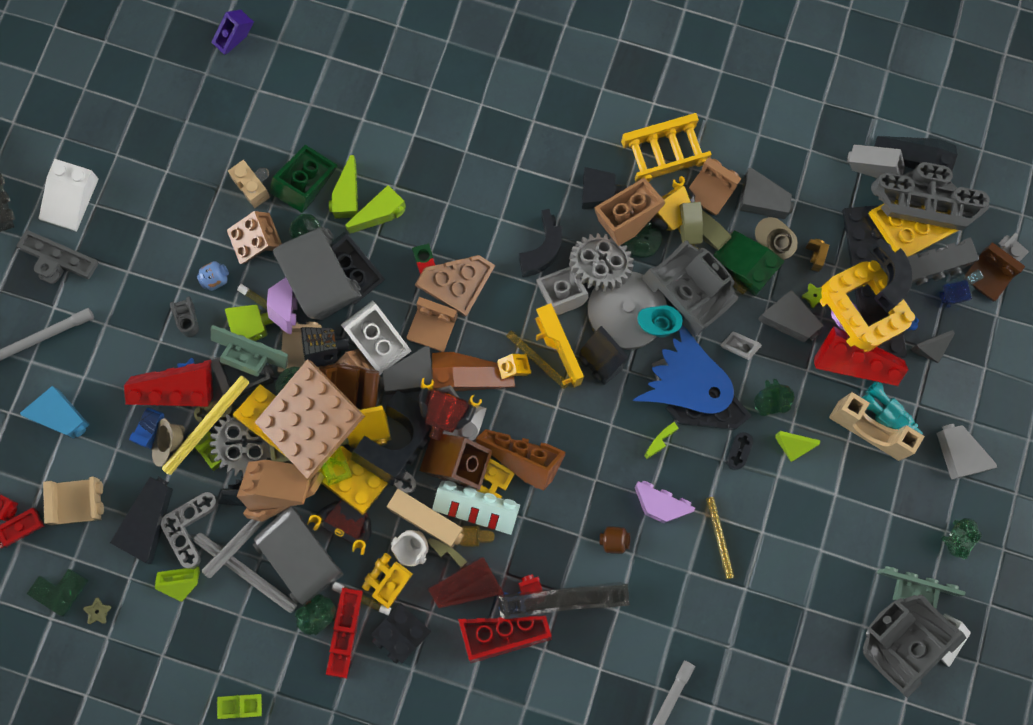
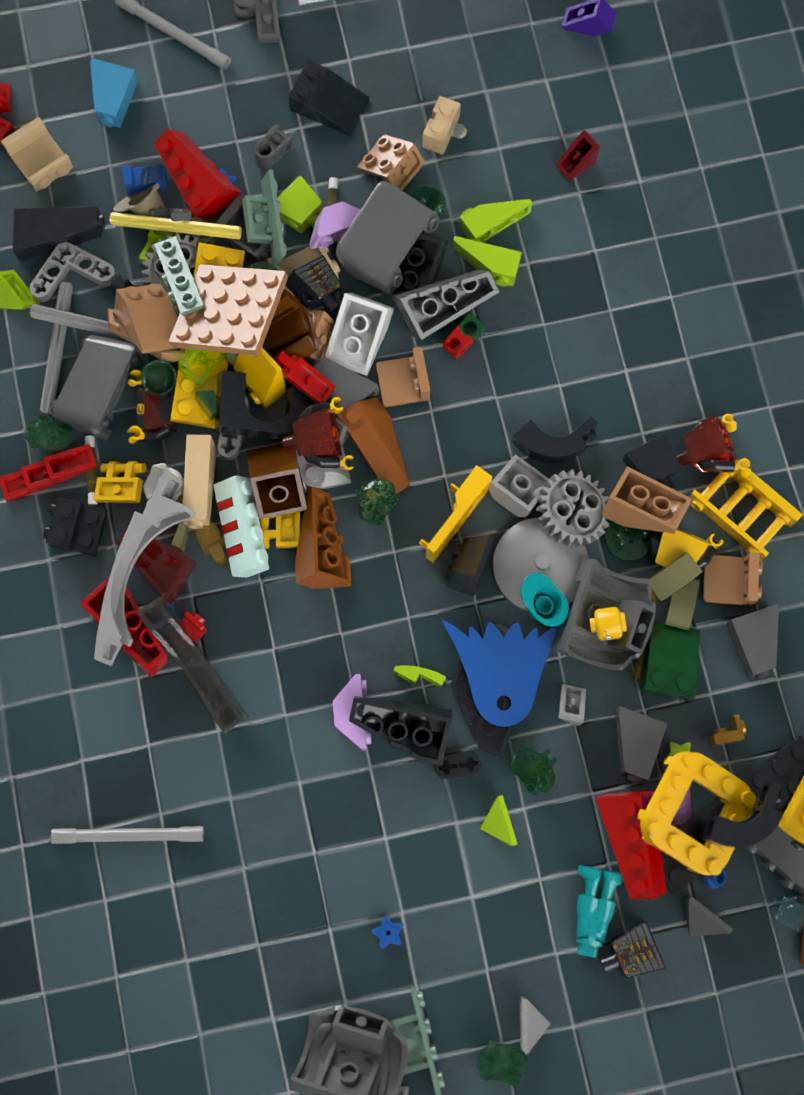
camera: 65 degrees right, 0 degrees up
(172, 254) = (327, 98): none -> black slope
(200, 415) = (174, 213): none -> dark grey piece
(213, 276) = (328, 147): medium blue head -> none
(257, 443) = (178, 277): none -> bracket
(302, 178) = (479, 170): dark green slope -> none
(325, 504) = (158, 377): none -> clear green hair
(336, 102) = (579, 156): none -> dark red slope
(370, 477) = (207, 402): none -> clear green slope
(391, 261) = (440, 303): none -> dark grey wedge
(393, 394) = (304, 377): none -> red hinge
(439, 561) = (159, 515): none -> light grey slope
(456, 282) = (463, 377): medium nougat plate -> none
(514, 366) = (410, 483): yellow bracket -> none
(514, 397) = (376, 500): none -> clear green plate
(536, 358) = (432, 502): clear yellow bar -> none
(613, 143) = (711, 447): none -> clear red torso
(615, 540) = (287, 685): reddish brown head -> none
(695, 468) = (408, 726): none -> black wedge
(700, 287) = (608, 623): none -> yellow head
(720, 538) = (353, 795): clear yellow piece -> none
(777, 237) = (716, 676): dark tan piece -> none
(835, 572) = (385, 939): none -> blue plate
(895, 442) = (565, 929): tan arch -> none
(932, 405) = (633, 952): none -> torso
(945, 504) = (532, 1025): none -> light grey slope
(955, 293) = (778, 911): clear blue bracket -> none
(963, 452) = (600, 1015): light grey slope -> none

